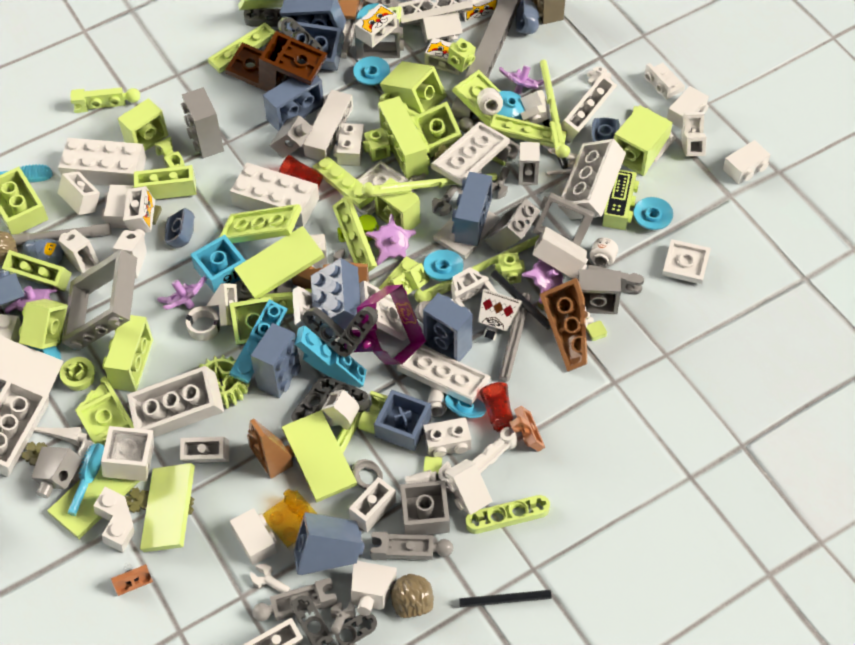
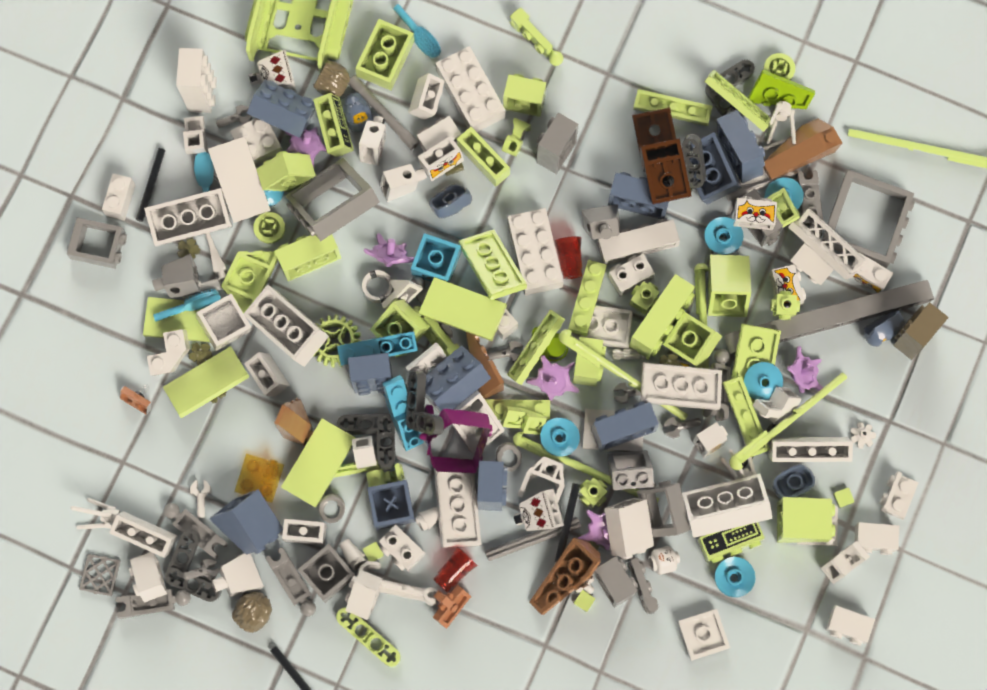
camera: 55 degrees right, 20 degrees up
(253, 536) = (224, 462): white brick -> none
(463, 409) = (434, 553): medium azure dish -> none
(489, 101) = (746, 366): white head -> none

